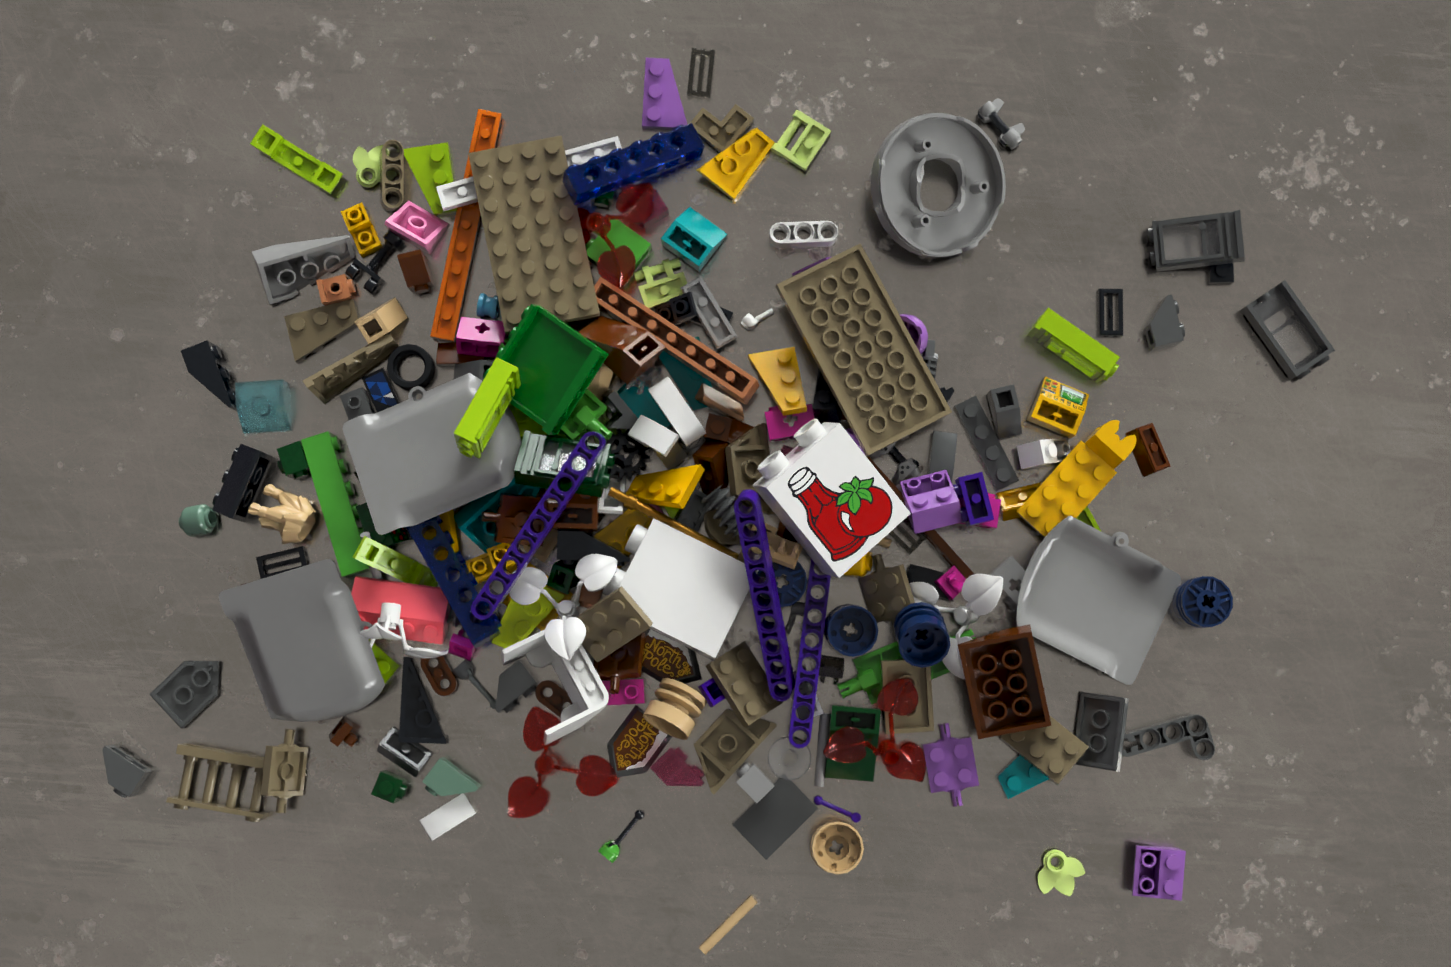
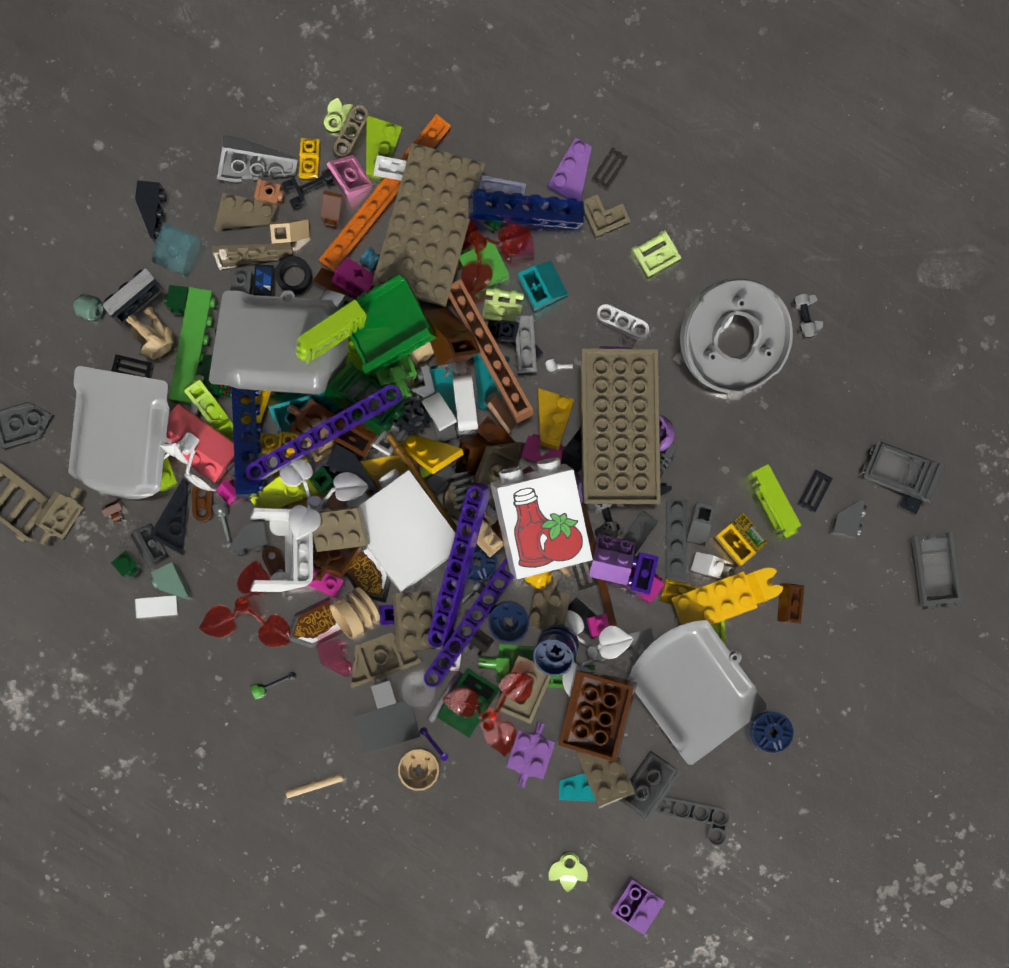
camera: 25 degrees right, 0 degrees up
(296, 159) = (288, 85): lime slope -> none
(737, 162) = (601, 246): yellow wing -> none

